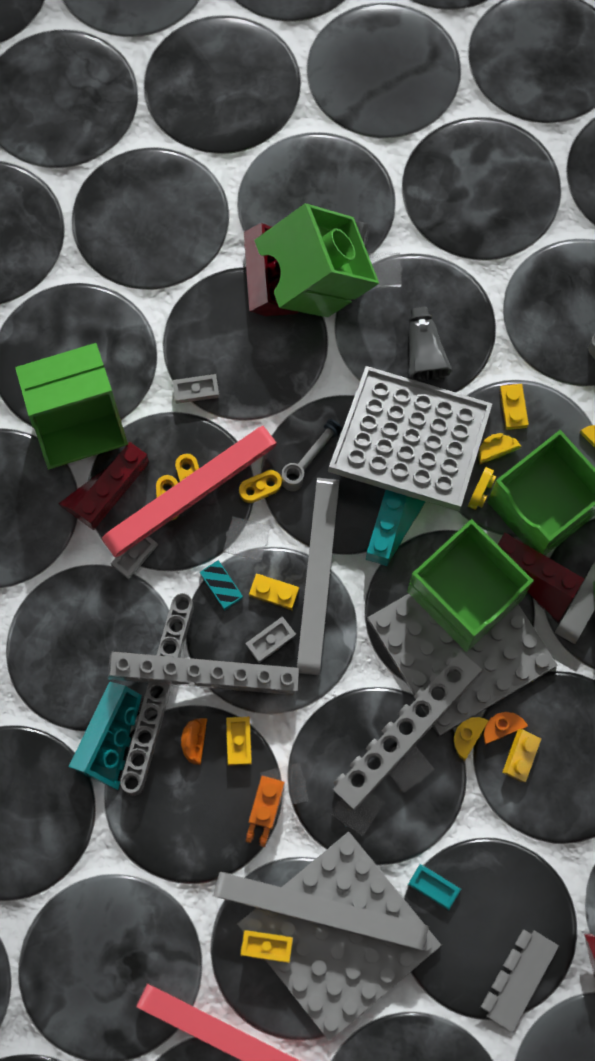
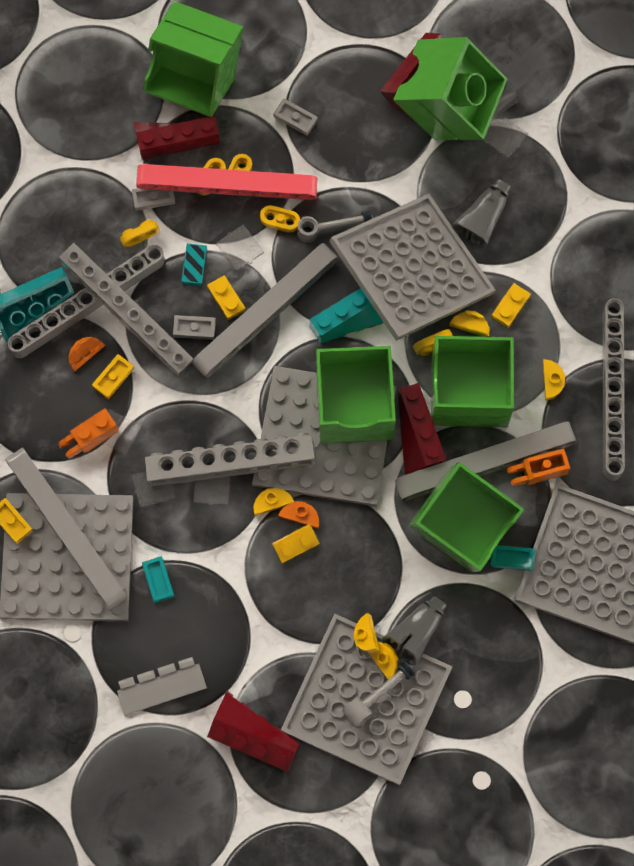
camera: 40 degrees right, 0 degrees up
(146, 605) = (144, 231): none -> yellow plate
(402, 998) = (72, 633): none -> white sticker

